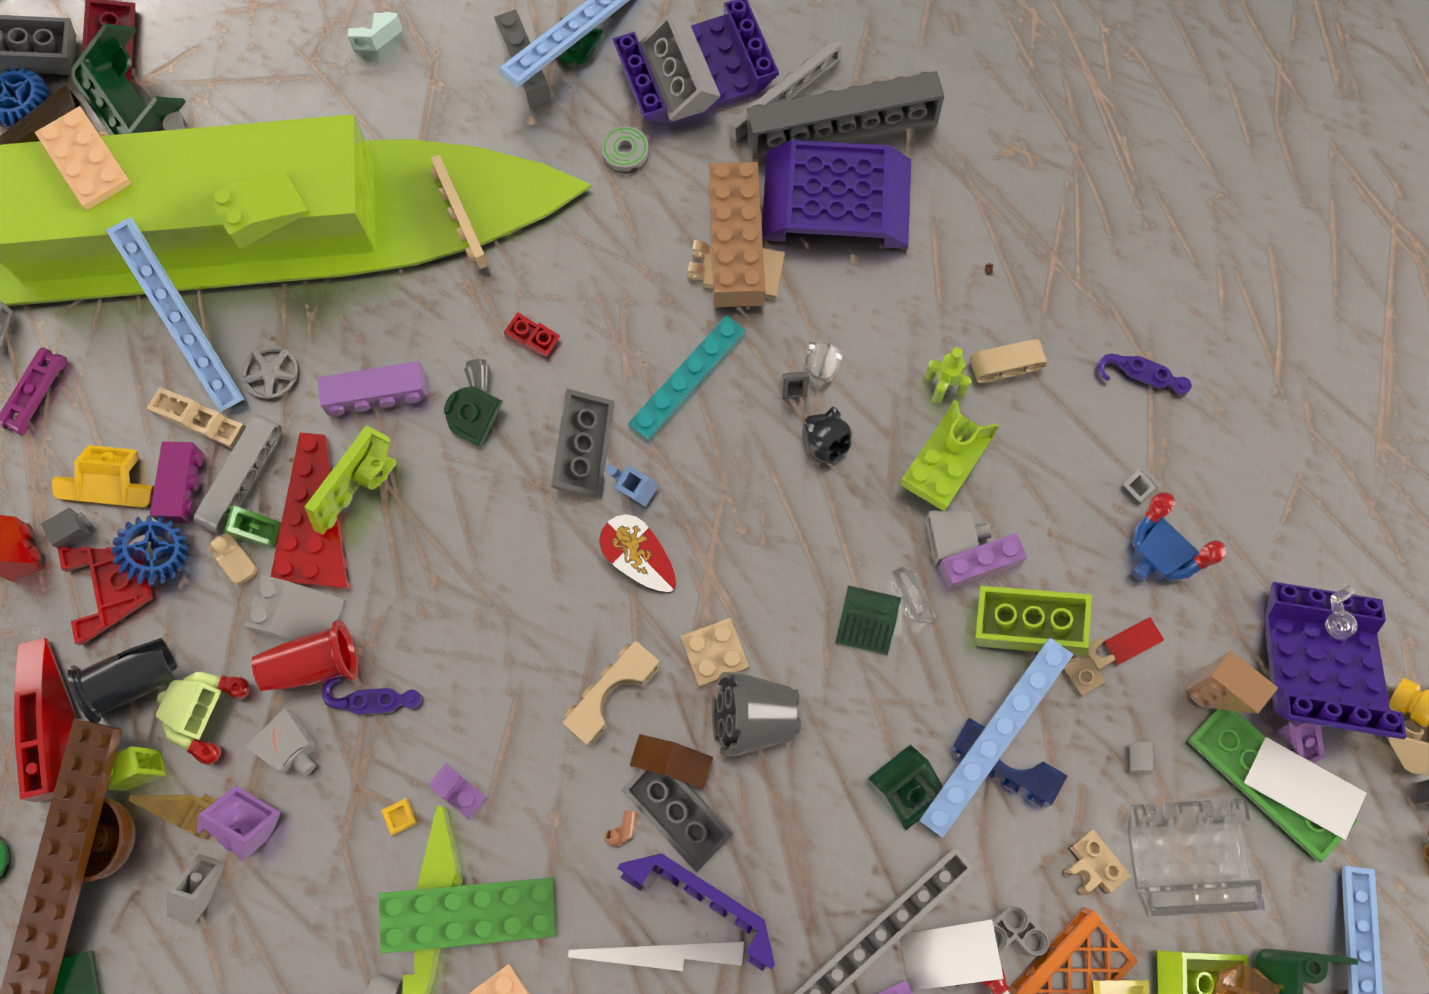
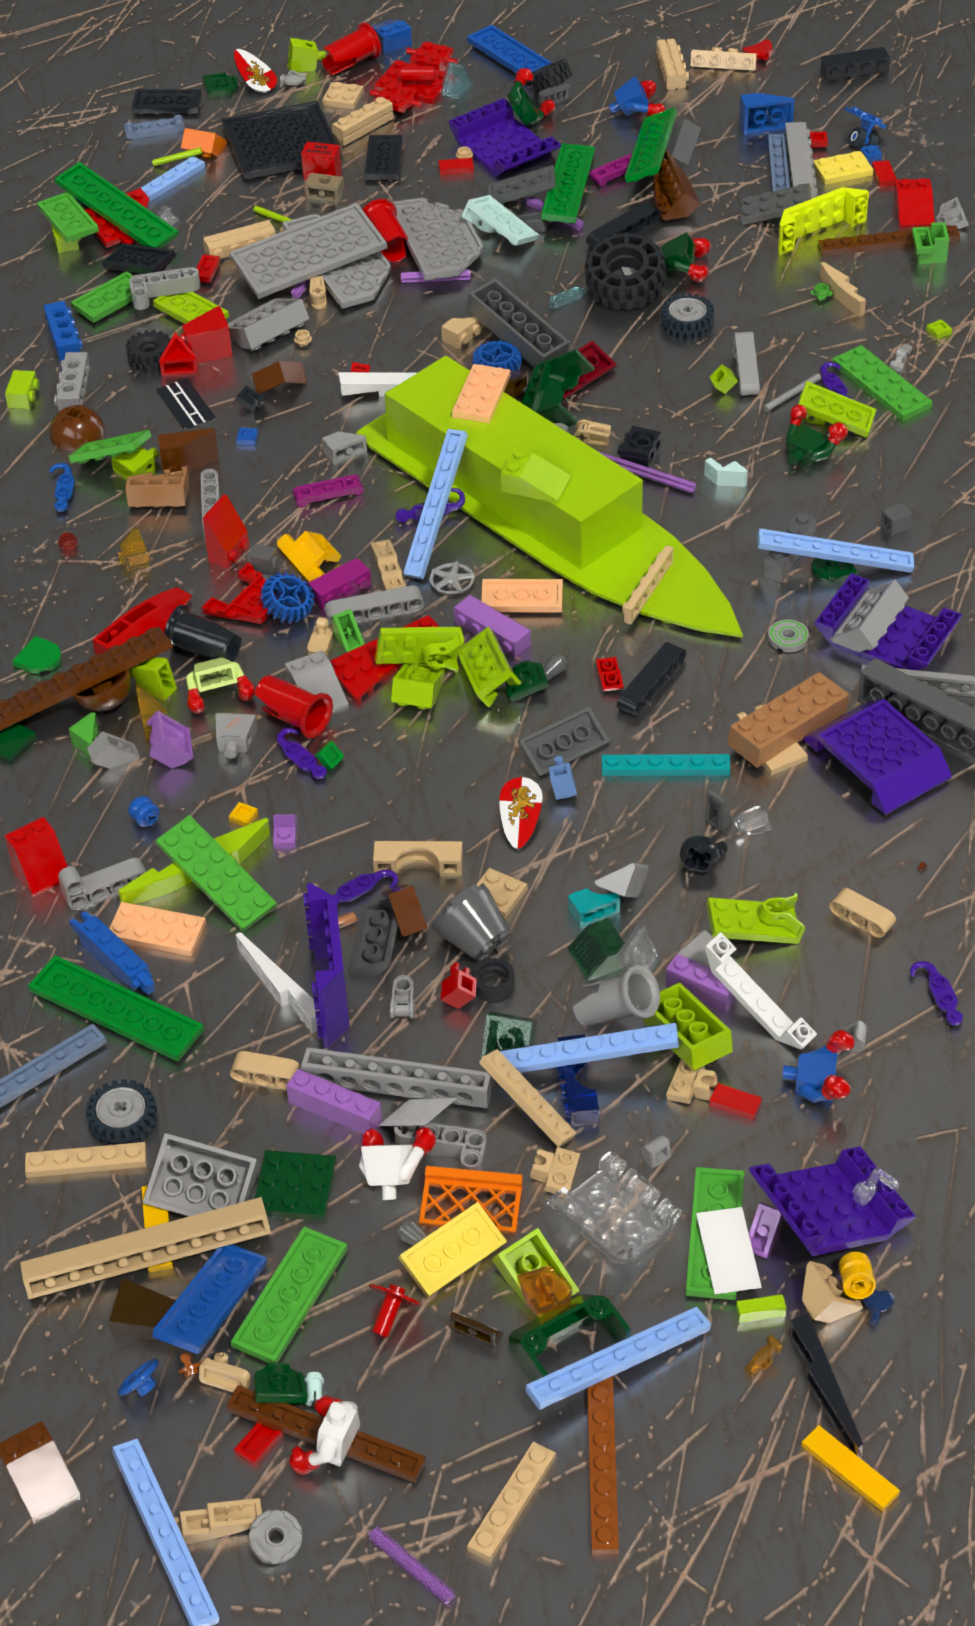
camera: 50 degrees right, 25 degrees down
(140, 897) = (84, 732): none -> bright green slope
(154, 327) = (403, 515): none -> dark purple piece
(205, 96) = (593, 433): none -> tan piece
(267, 73) = (640, 446): none -> black brick
(299, 96) = (654, 475): none -> medium lavender axle
(309, 920) = (144, 811): none -> blue piece
(357, 328) = (523, 595): none -> light nougat plate
(385, 517) = (417, 685): none -> lime slope
(401, 673) = (329, 755): none -> green plate
(425, 435) = (486, 665): none -> lime plate
(573, 304) = (651, 679): none -> black beam
(597, 779) = (362, 885): none -> dark purple piece
(781, 850) = (402, 999): none -> light grey piece
(806, 587) = (591, 907): none -> teal arch
(812, 535) = (625, 881): none -> light grey slope
(814, 786) = (458, 987): none -> red brick
(834, 725) = (494, 966): none -> black tyre
(948, 373) = (813, 879): lime plant -> none
(966, 656) = (619, 997): none -> light grey piece
(1003, 831) = (527, 1098): none -> tan plate
(1056, 535) = (753, 997): none -> white slope
(1231, 686) = (747, 1140): medium nougat wedge -> none
(1380, 808) = (761, 1308): none -> lime piece

